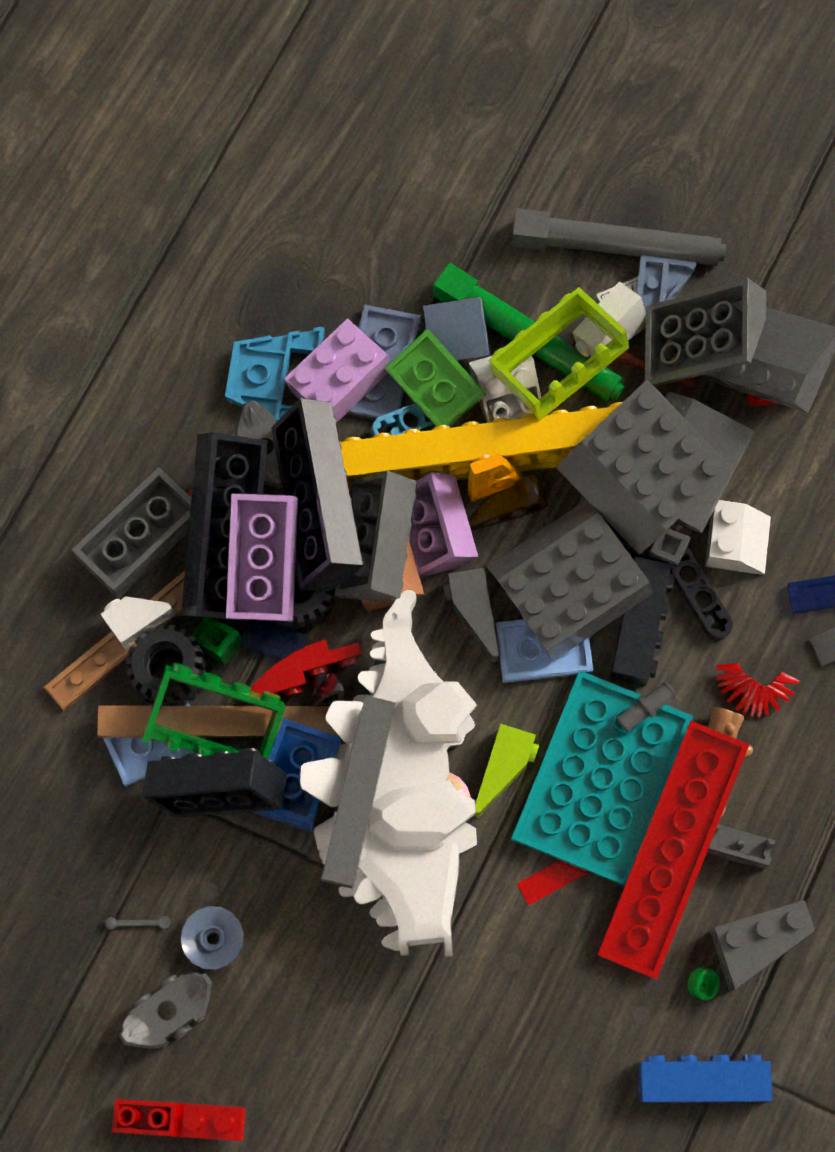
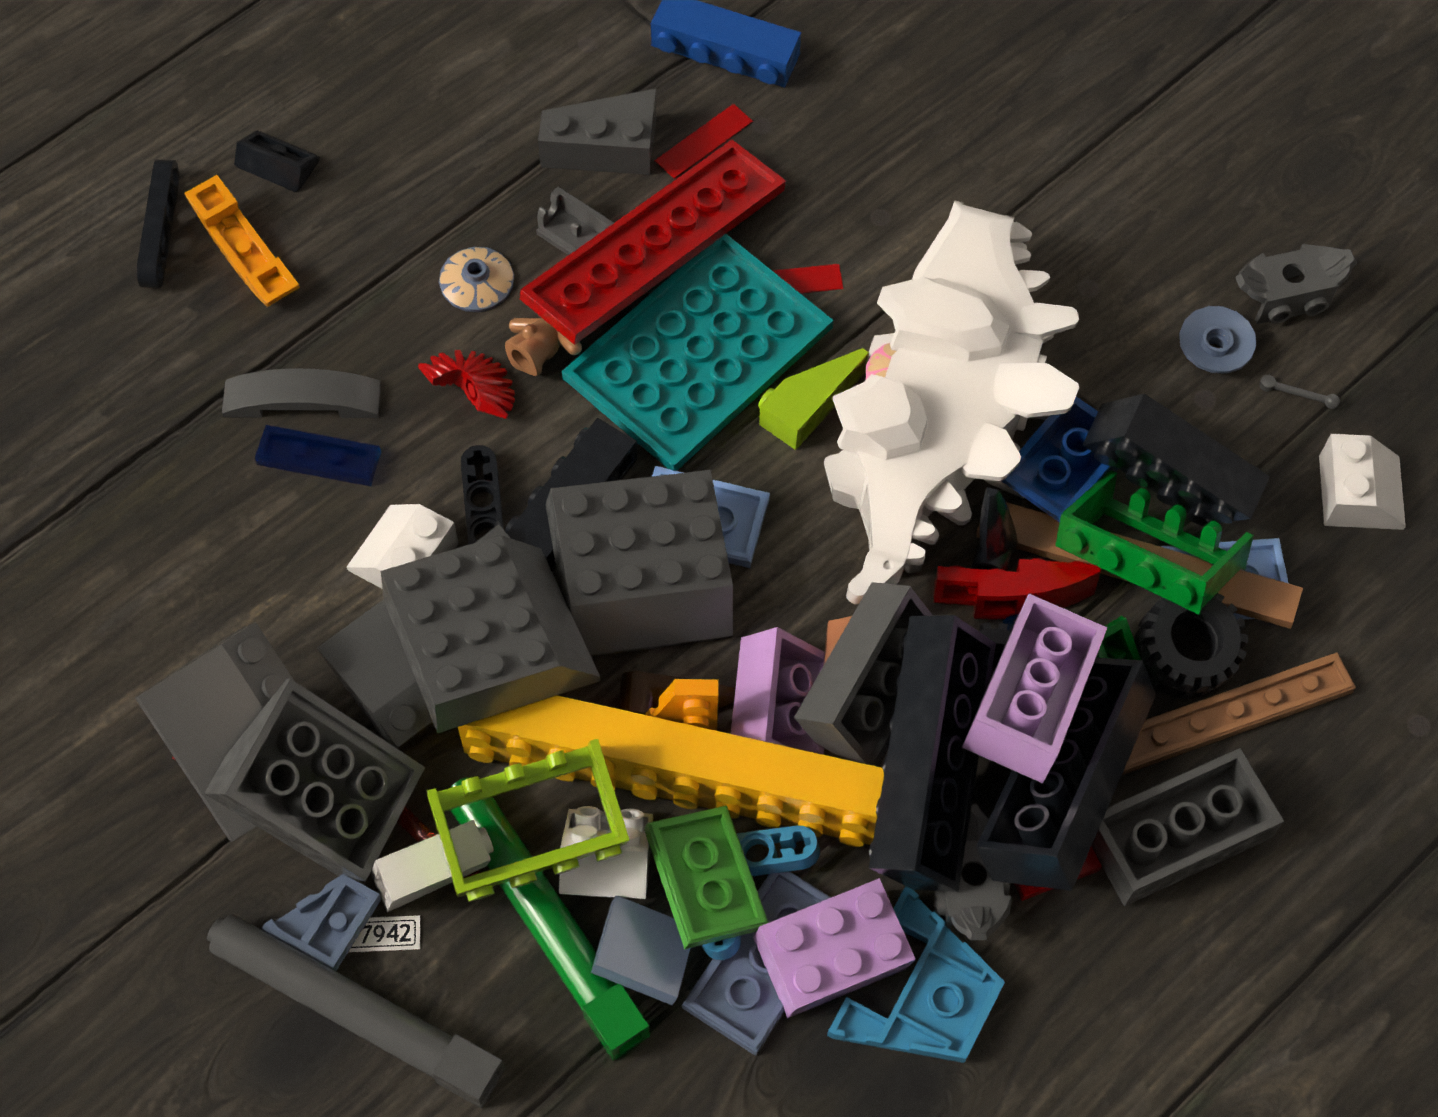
camera: 160 degrees left, 10 degrees down
(71, 852) = (1361, 483): none -> white slope
(134, 616) = (1217, 715): white slope -> none
(178, 1119) = (1311, 191): red slope -> none
(358, 792) = (1010, 356): dark grey tile -> none
(472, 606) = (772, 584): dark grey slope -> none
(646, 706) = (614, 389): dark grey pin -> none
(676, 988) = (703, 141): none -> red sticker
(703, 983) = (682, 122): green tile -> none
(784, 789) = (477, 291): none -> tan dish

